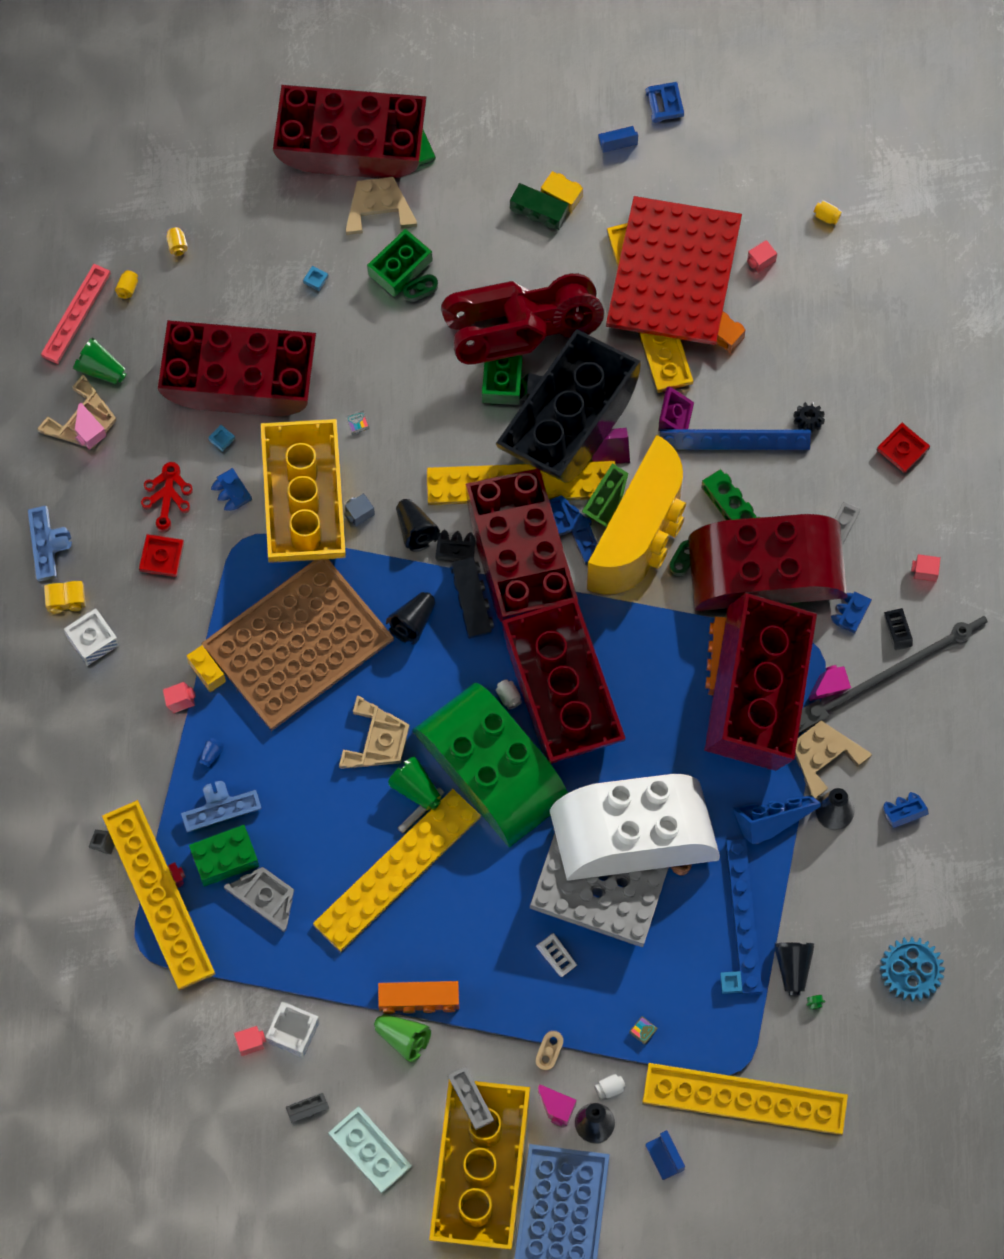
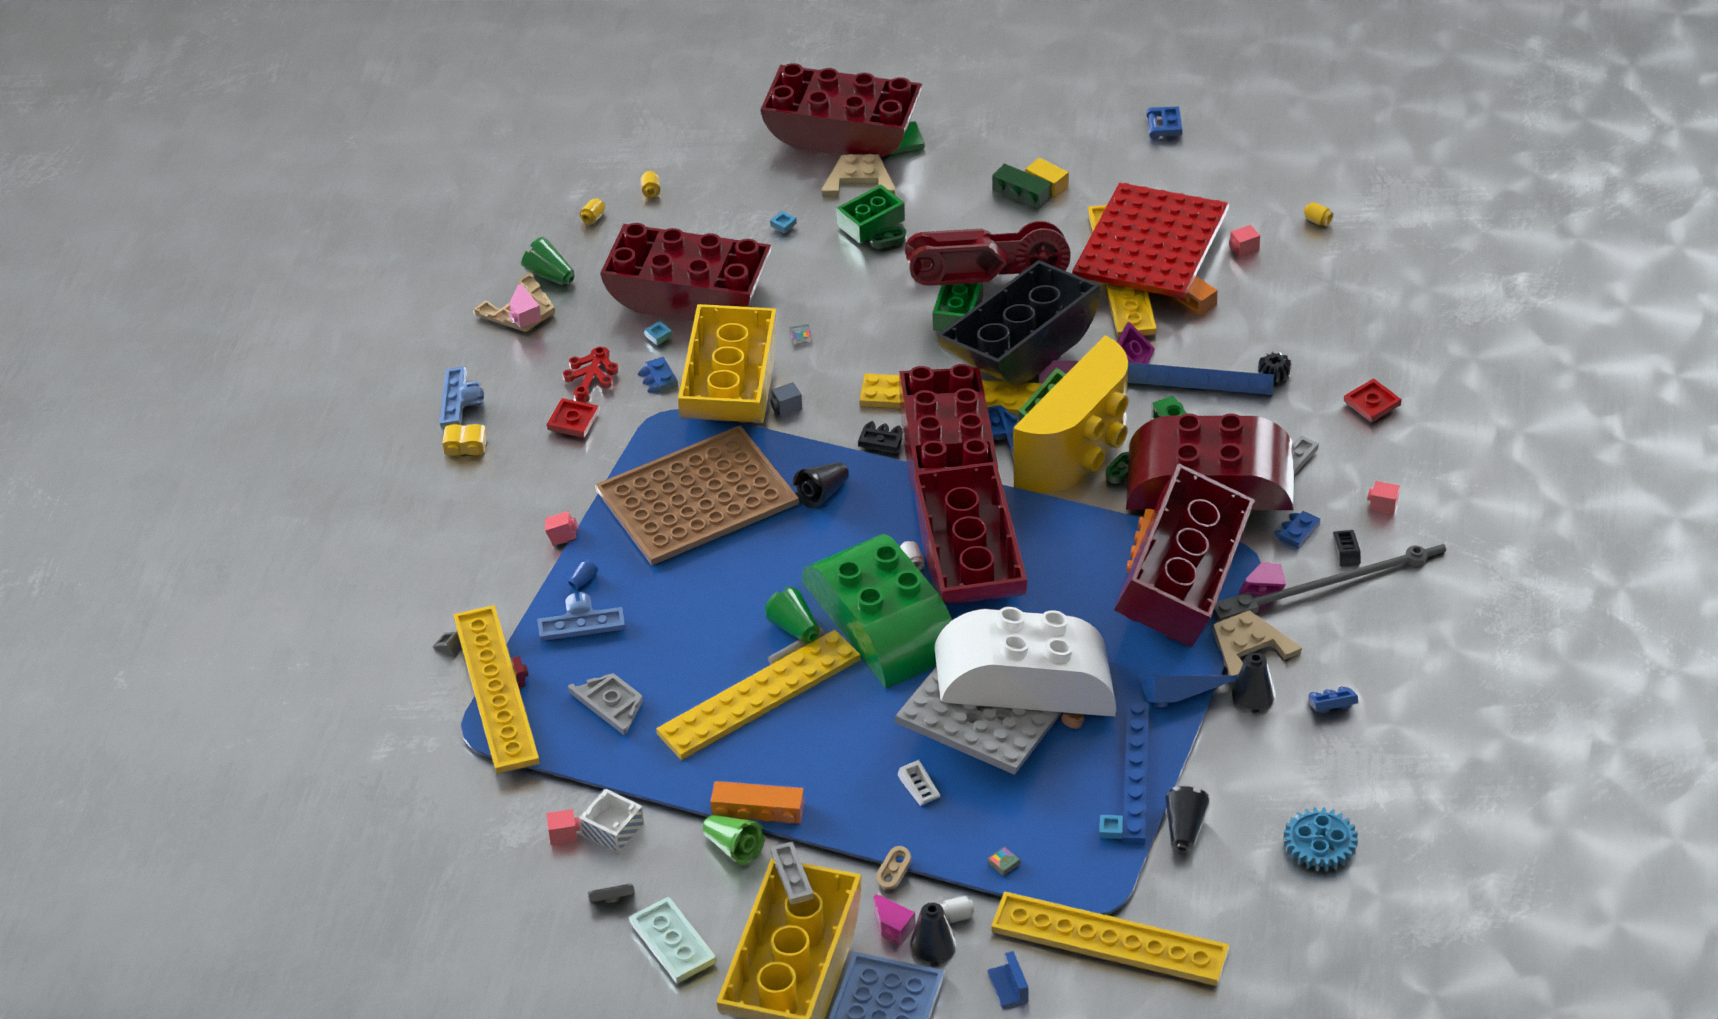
camera: 10 degrees right, 25 degrees down
(75, 313) = (535, 229): coral plate -> none
(91, 637) = (482, 471): white container -> none
(206, 668) = (594, 505): yellow brick -> none
(224, 855) = (573, 659): green brick -> none
(384, 740) = (767, 579): tan wing -> none
(416, 526) = (843, 416): black cone -> none
(471, 597) = (887, 470): black wedge -> none
(618, 139) = (1112, 145): blue panel -> none
(815, 1001) = (1205, 857): green plate -> none

